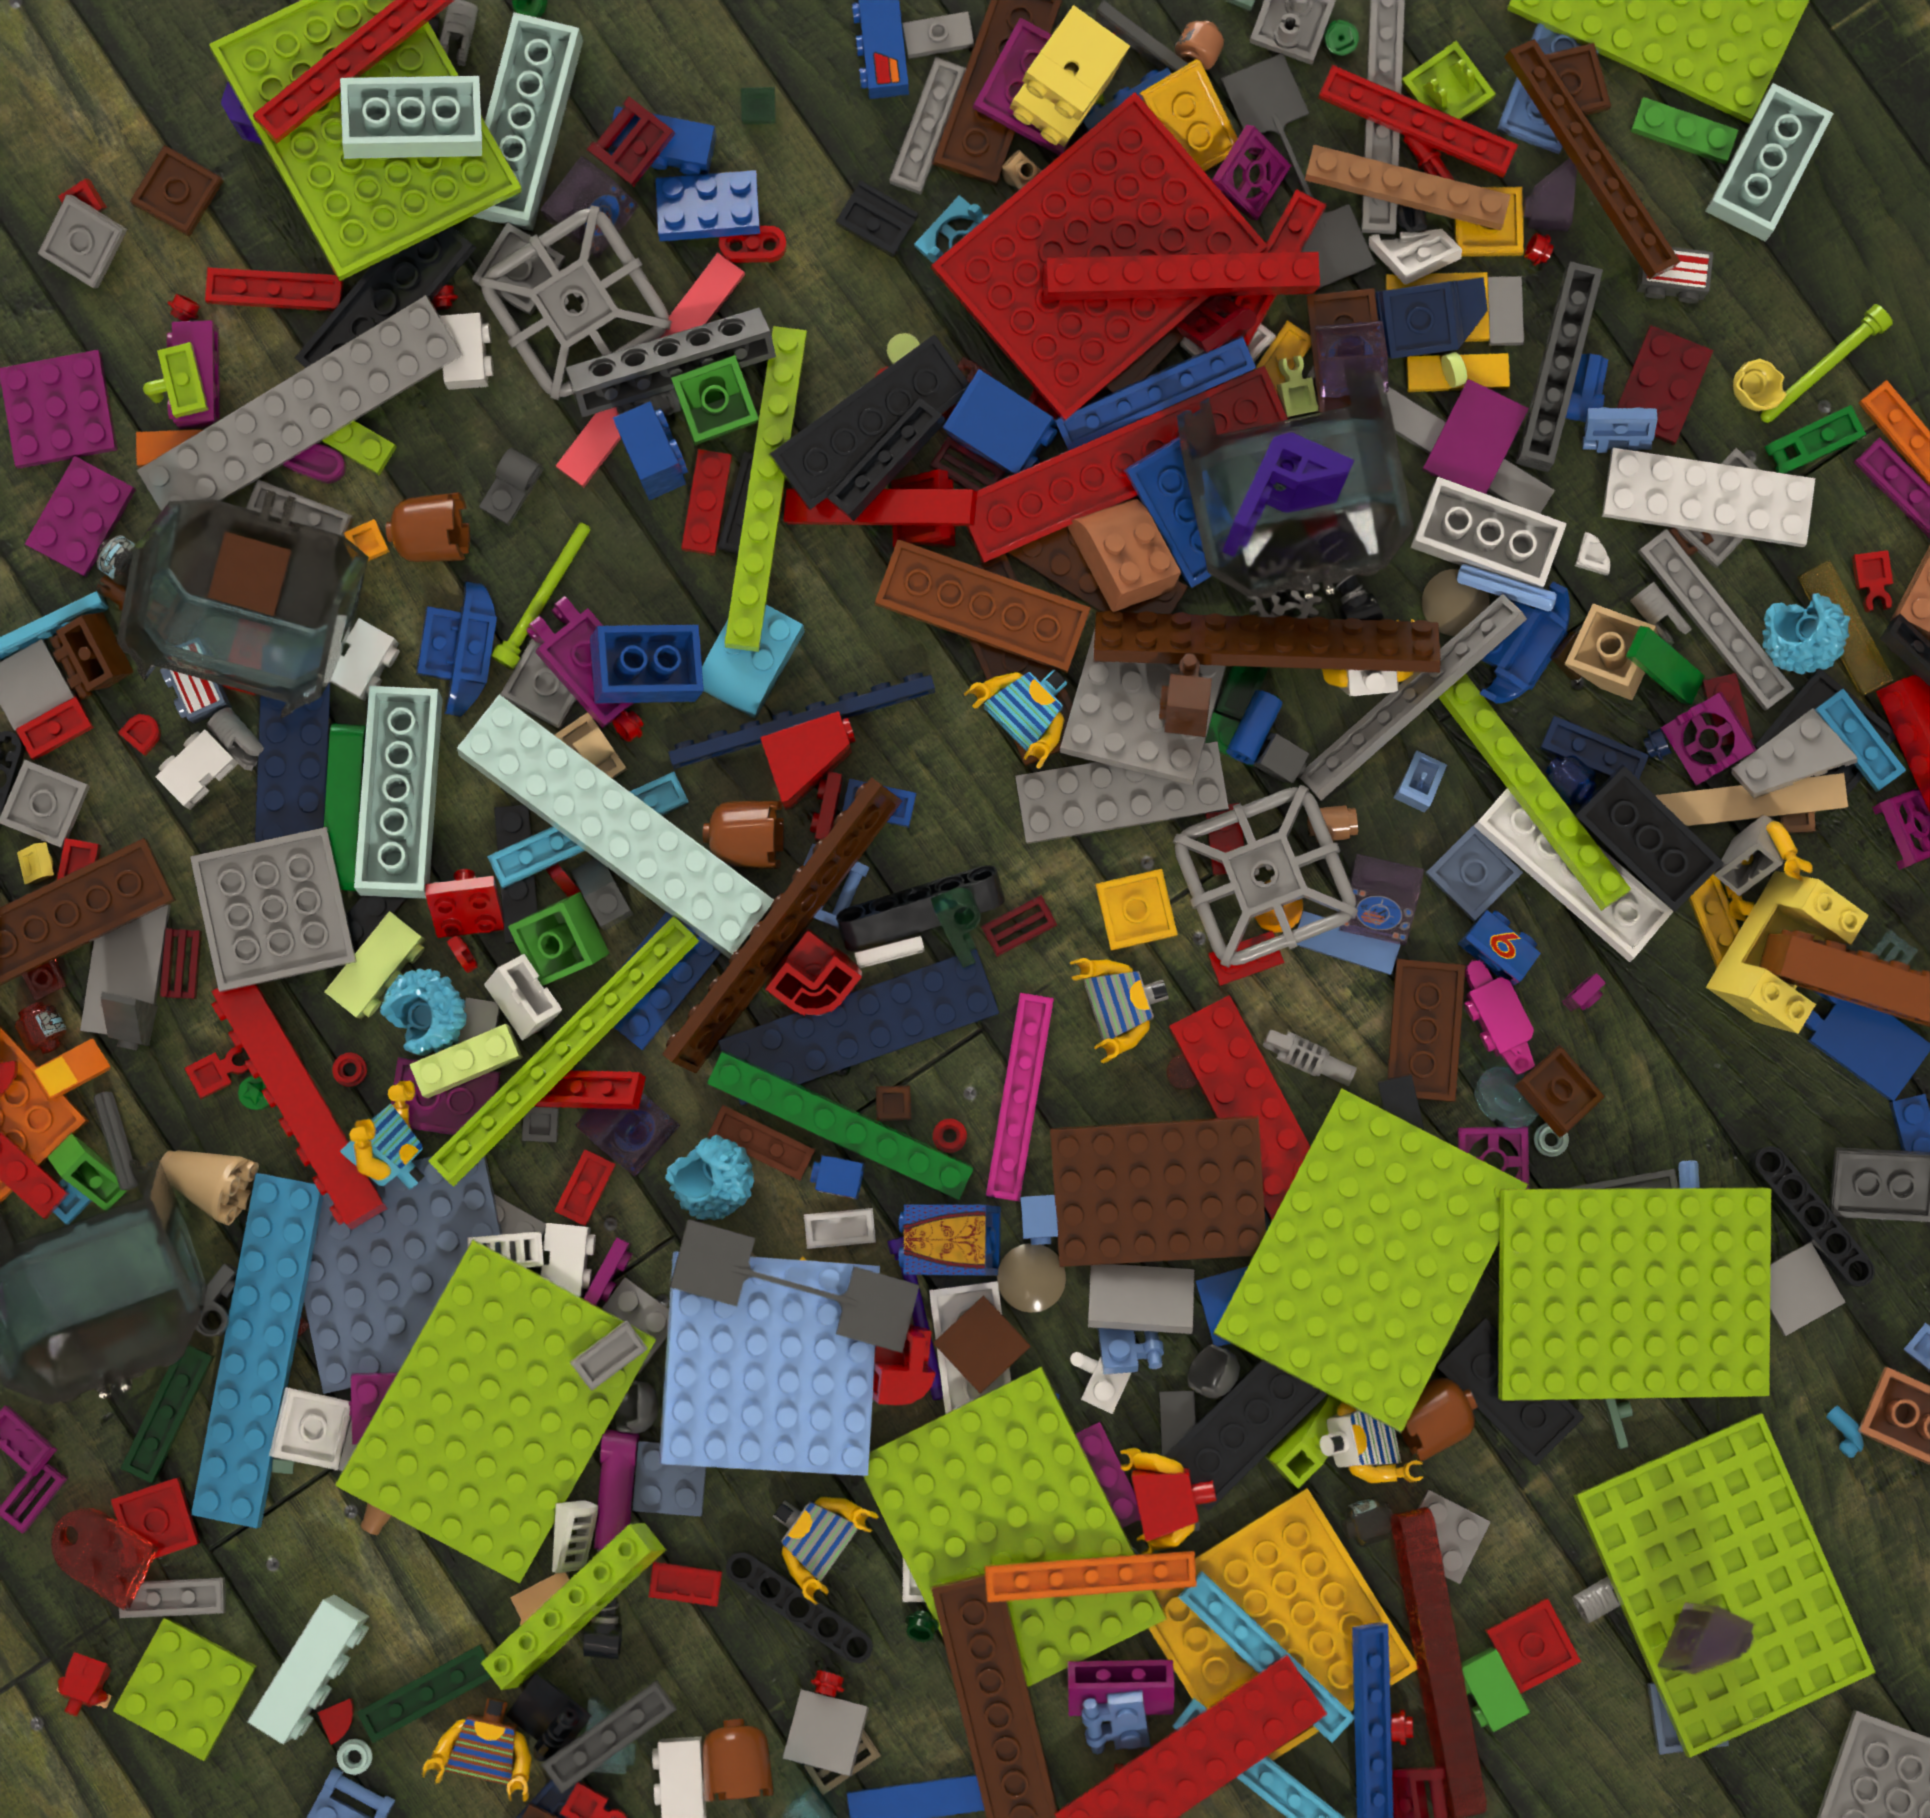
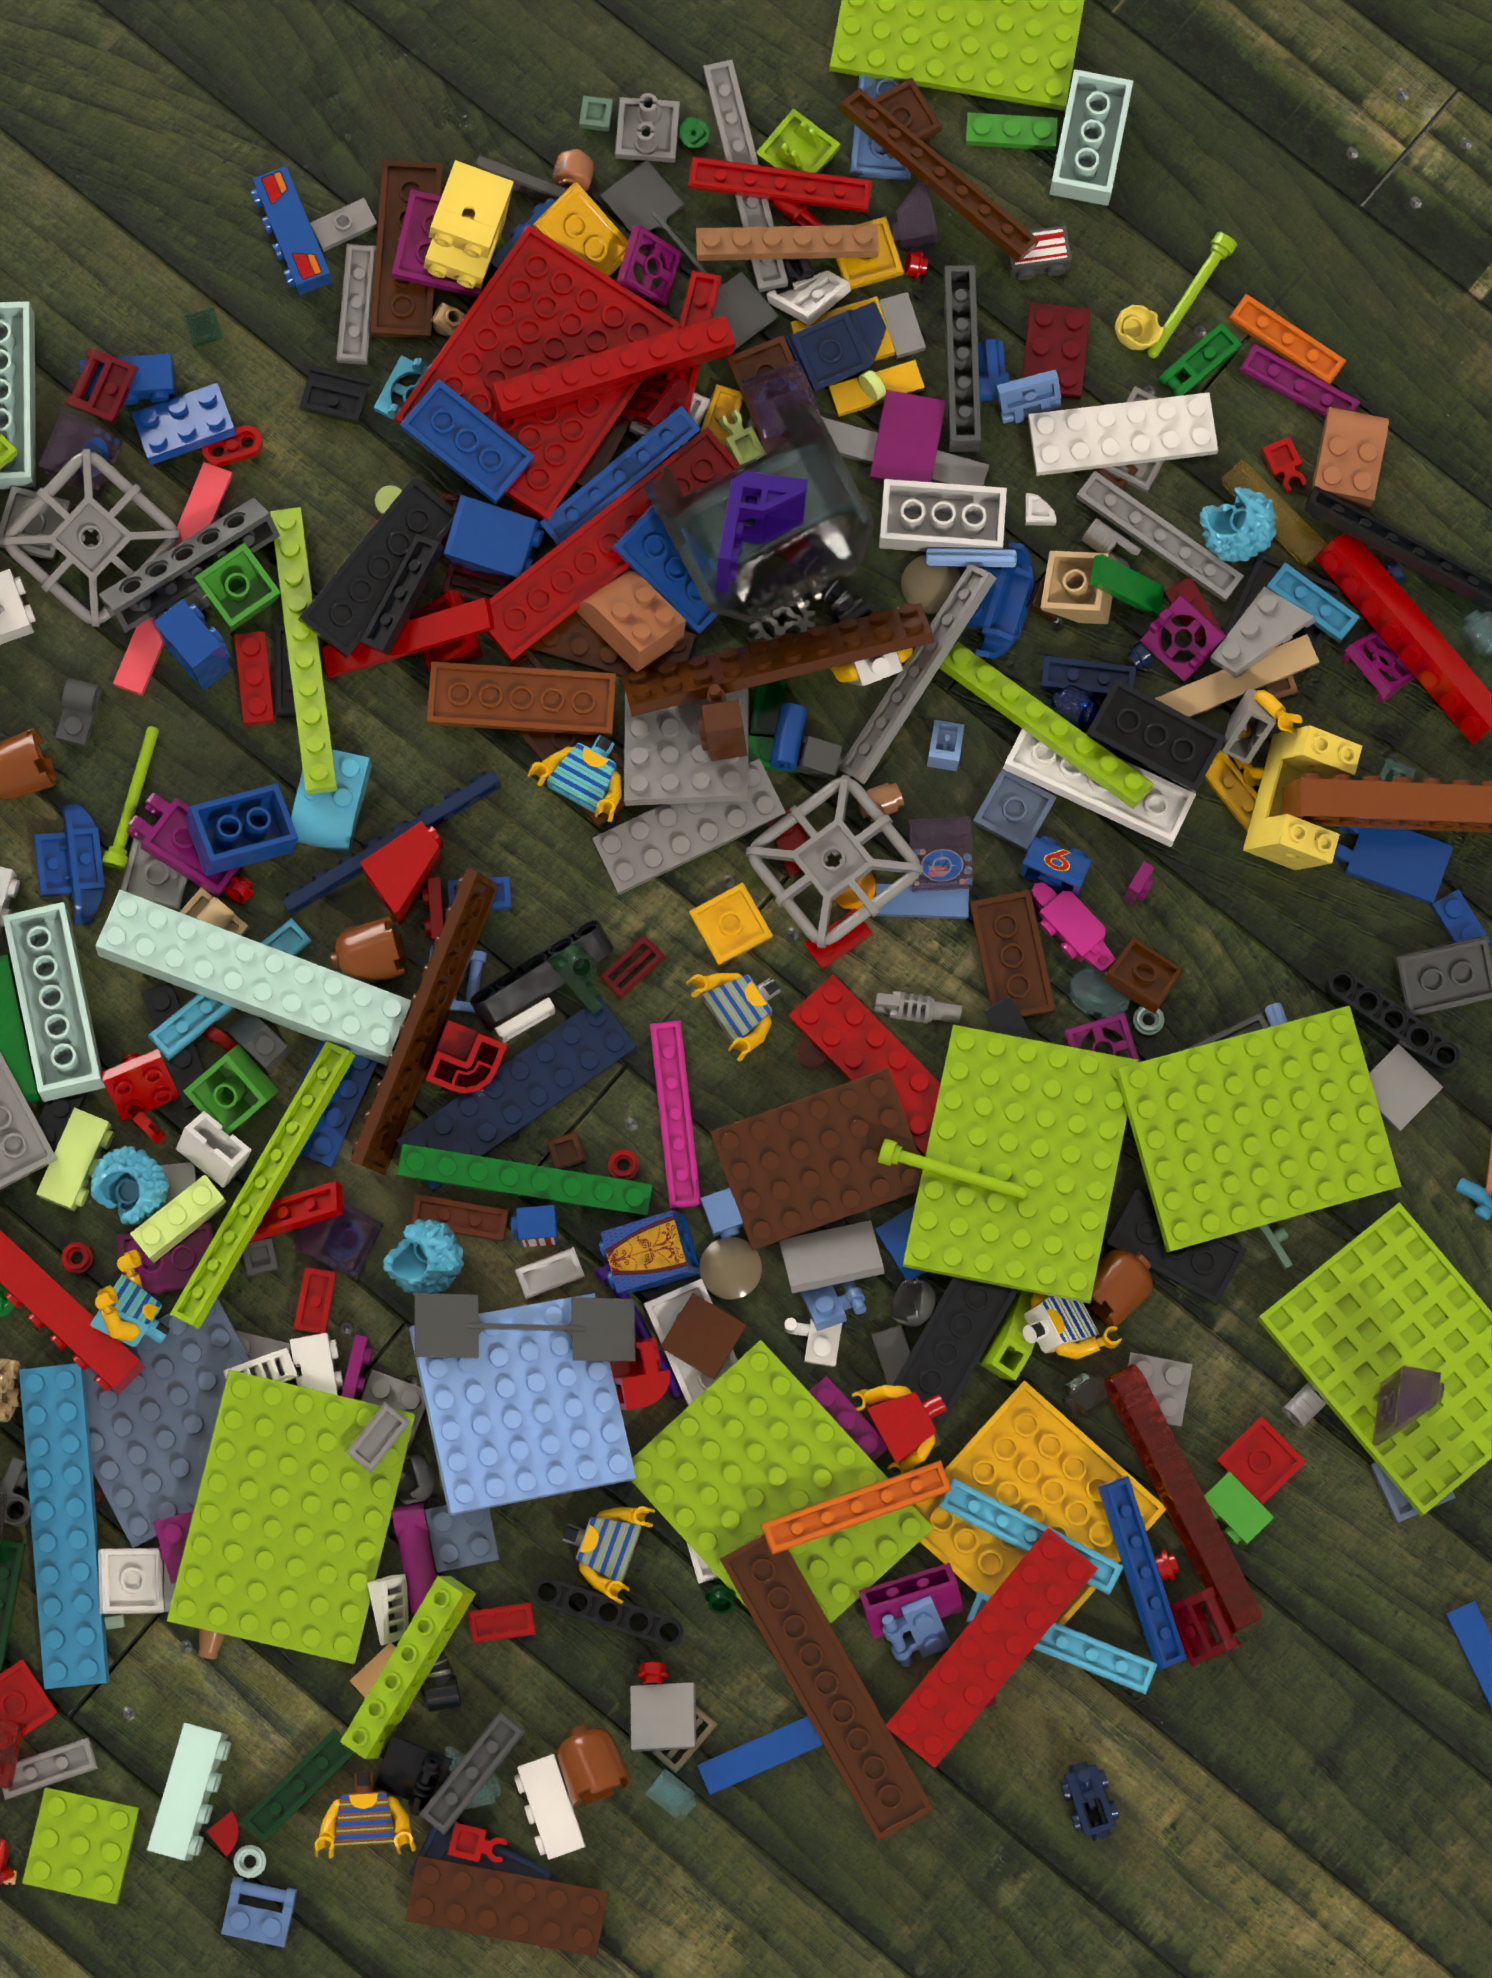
camera: 20 degrees left, 5 degrees down
(1001, 312) = (467, 441): none -> blue plate
(1238, 1212) = (893, 1154): none -> lime piece

